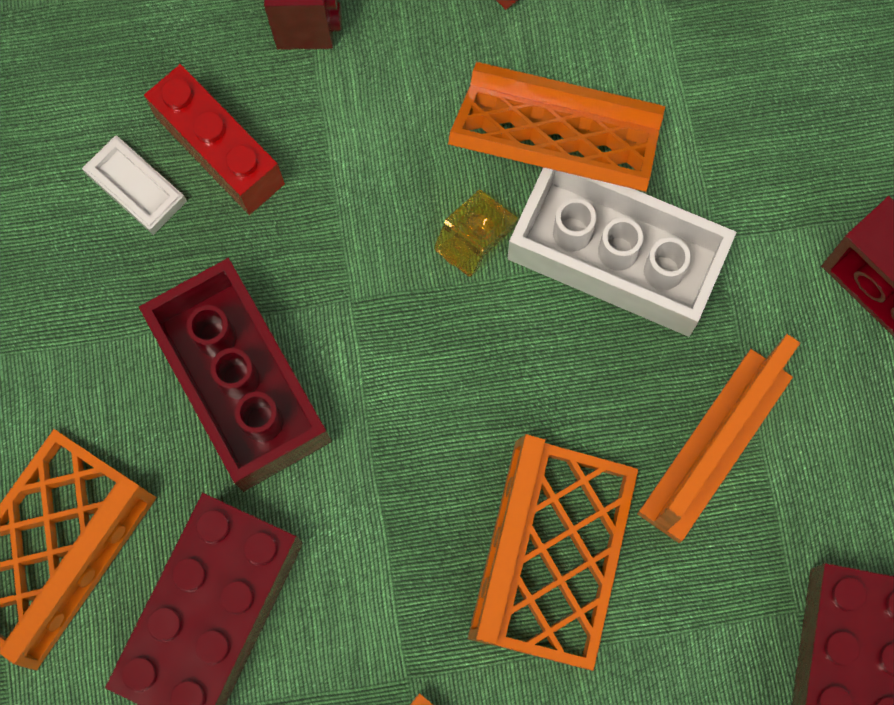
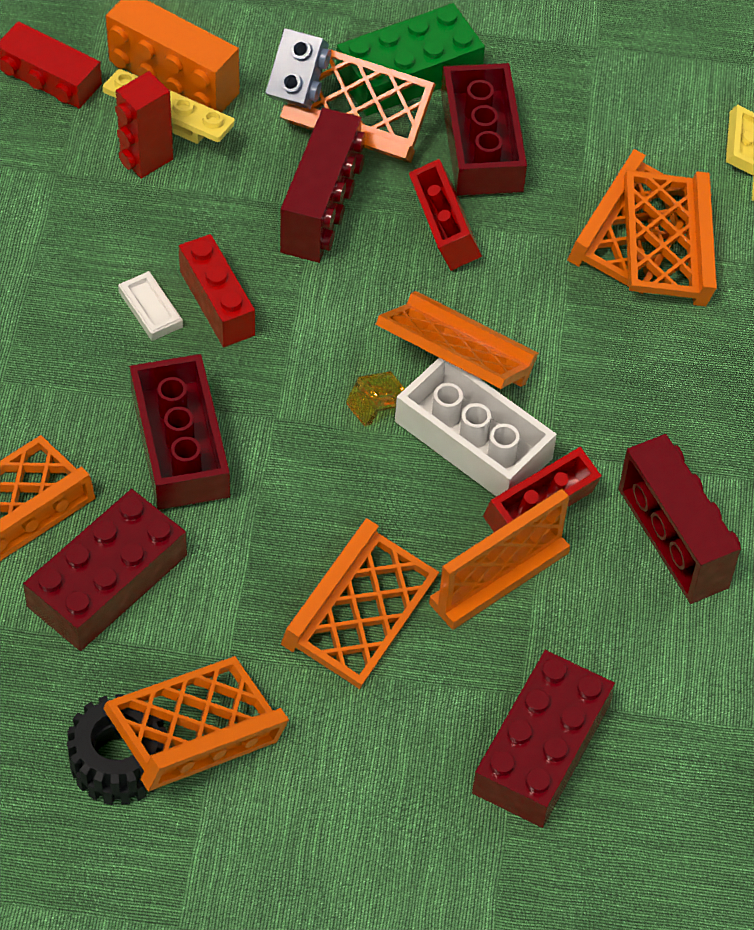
camera: 10 degrees right, 20 degrees down
(740, 322) = (571, 473): none -> red brick

